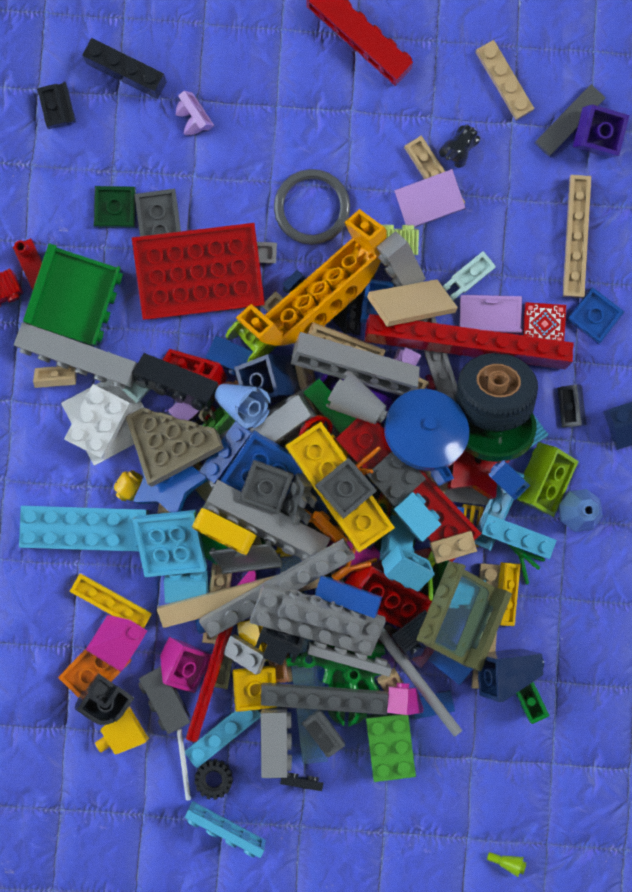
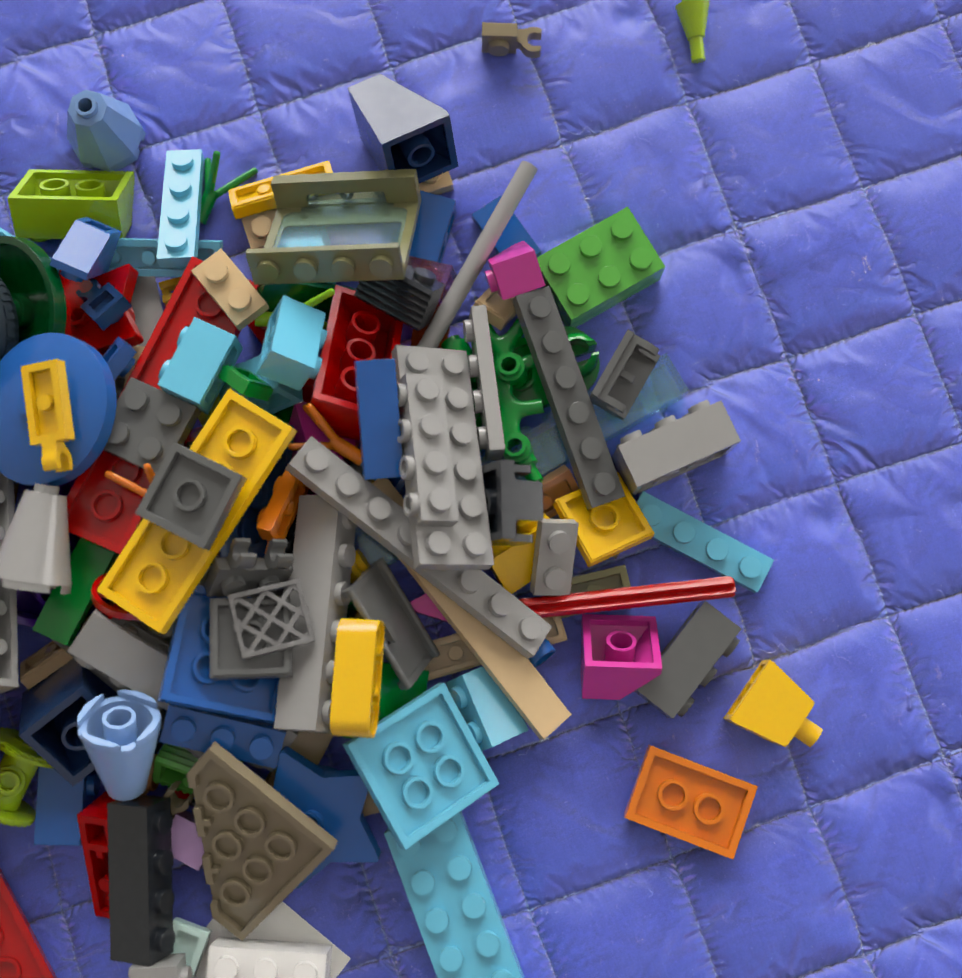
camera: 110 degrees left, 5 degrees down
(103, 701) = (738, 762): black brick -> none
(109, 600) = (568, 825): yellow plate -> none
(116, 641) = (628, 784): dark pink slope -> none
(128, 485) = (358, 883): yellow head -> none
(183, 764) = (777, 583): white axle -> none
(204, 788) = (798, 515): black tyre -> none
(231, 832) = (848, 468): medium azure plate -> none
(262, 507) = (240, 626): none -> flat silver window
(310, 782) = (713, 367): black plate -> none
(397, 536) = (246, 382): none -> green tile
(419, 434) = (49, 412): none -> yellow plate
(475, 477) = (103, 304): none -> dark blue plate
(532, 703) = (438, 77): green brick -> none
(544, 750) = (505, 38): none -> dark tan plate

